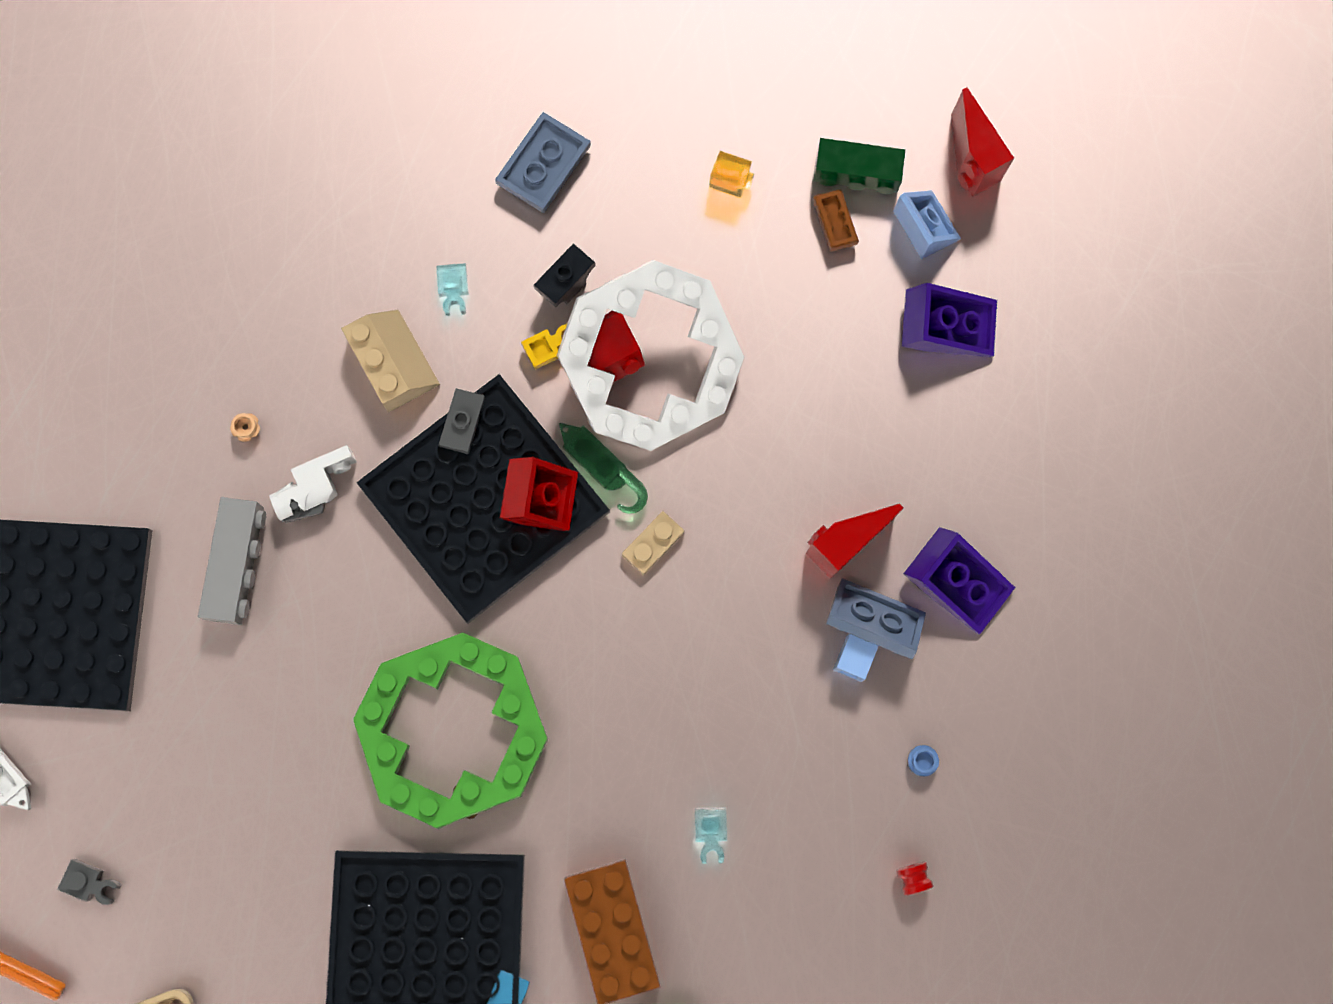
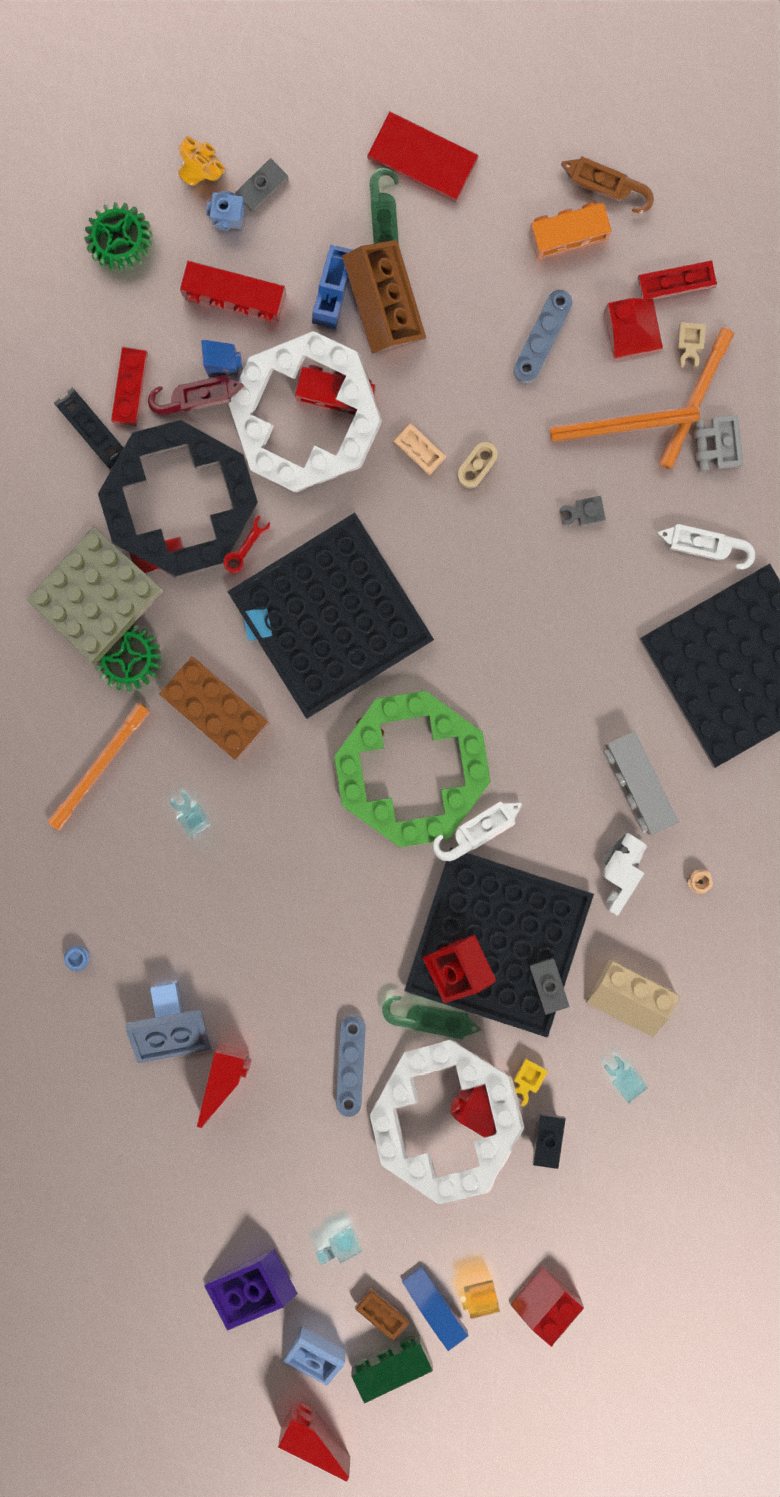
camera: 150 degrees right, 10 degrees up
(425, 620) = (479, 830): none -> white plate
(543, 162) = (624, 1218): sand blue plate -> none
(653, 543) = (359, 987): tan plate -> none
(671, 128) = (547, 1306): none -> red slope
(711, 974) = (66, 809): none -> orange piece
(712, 472) = (350, 1065): none -> sand blue plate
(780, 192) = (435, 1308): none -> blue slope
(832, 306) = (343, 1246): none -> clear light blue plate
(914, 878) = (34, 874): red wheel -> none
(959, 579) = (128, 1102): dark purple slope -> none

